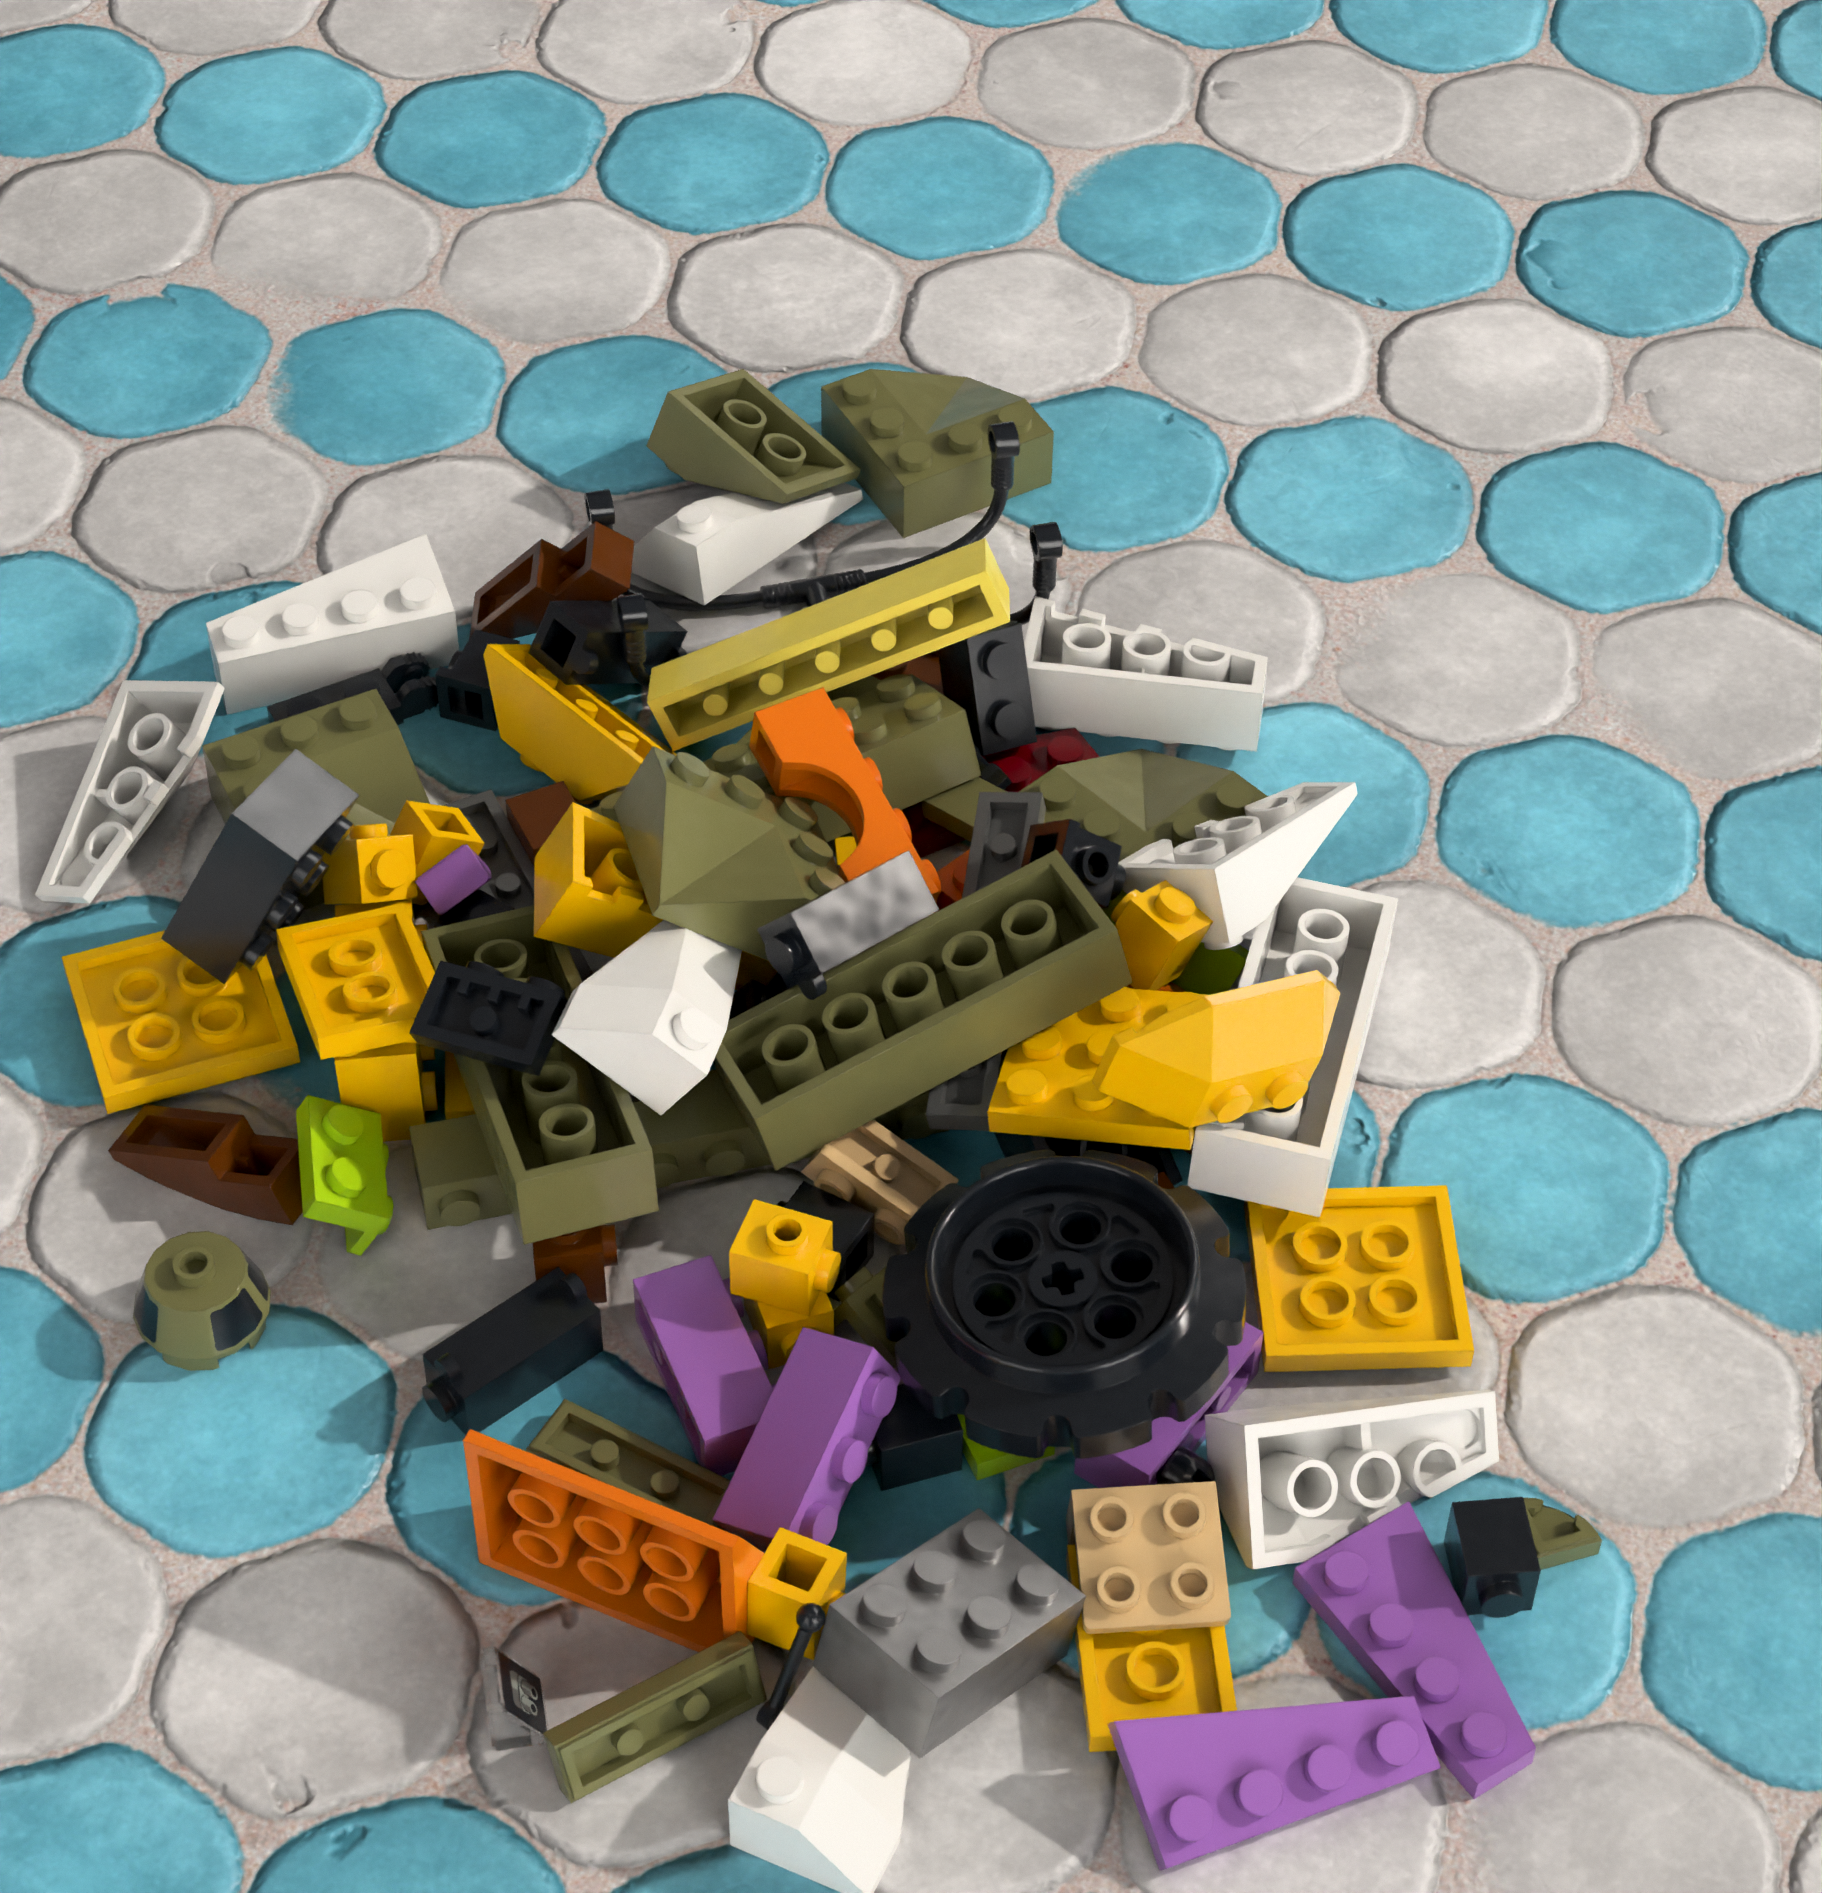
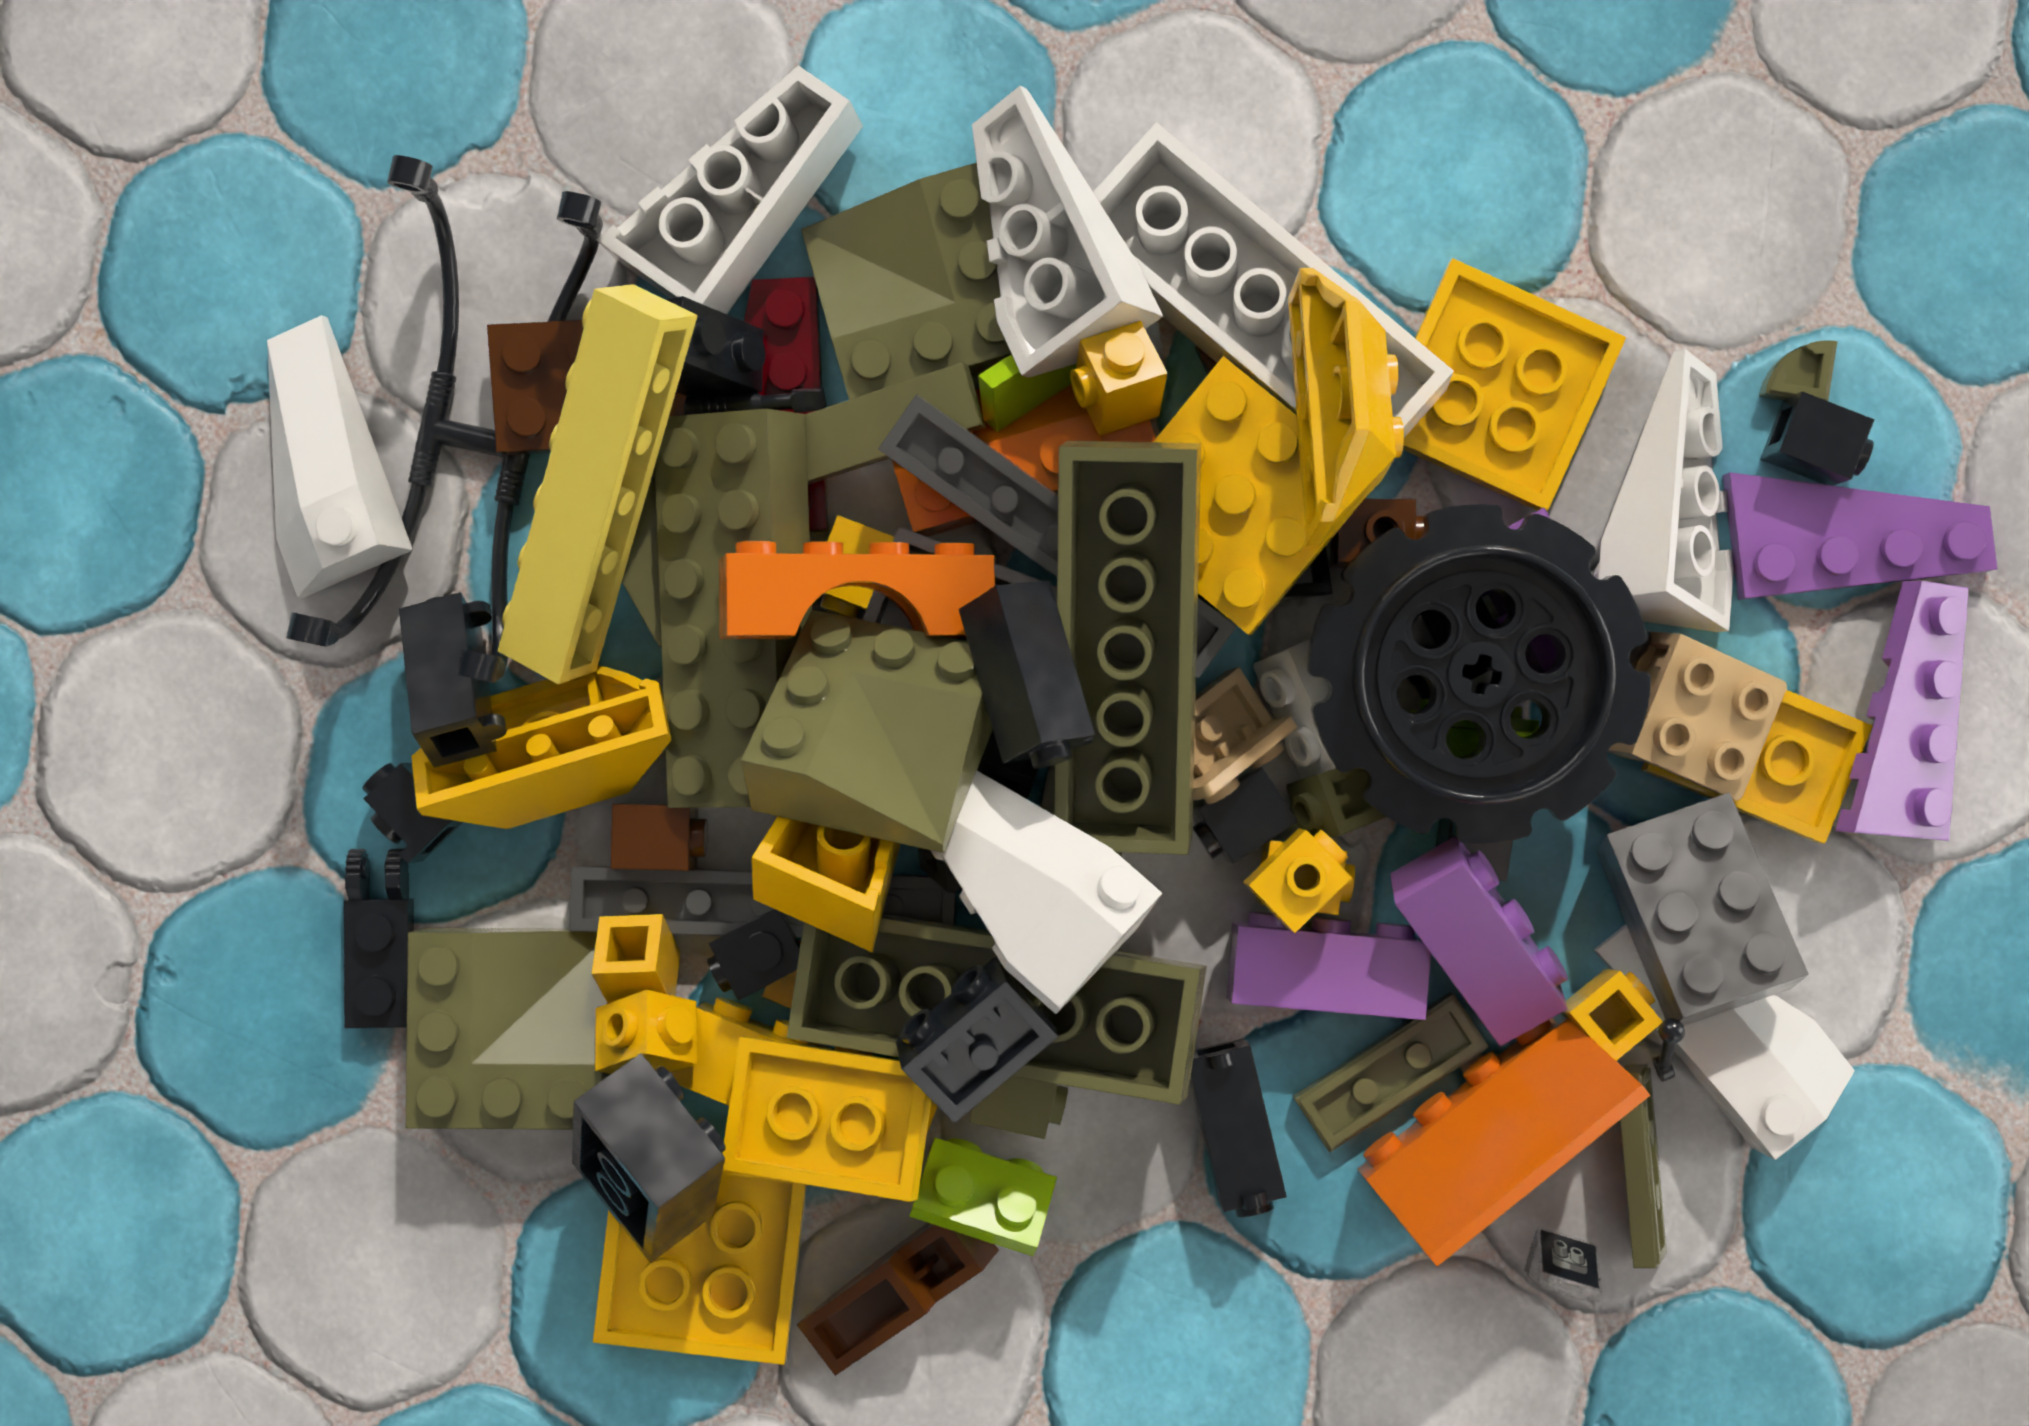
camera: 60 degrees left, 40 degrees up
(129, 780) = (401, 1200): white wedge -> none
(200, 1300) = (1050, 1360): olive cone -> none
(335, 628) = (279, 920): white wedge -> none
(453, 879) = (701, 960): medium lavender slope -> none
(586, 569) = (343, 698): reddish brown slope -> none
(745, 441) = (231, 406): olive slope -> none
(928, 443) = (290, 207): olive slope -> none
(1087, 854) = (1032, 402): black brick -> none

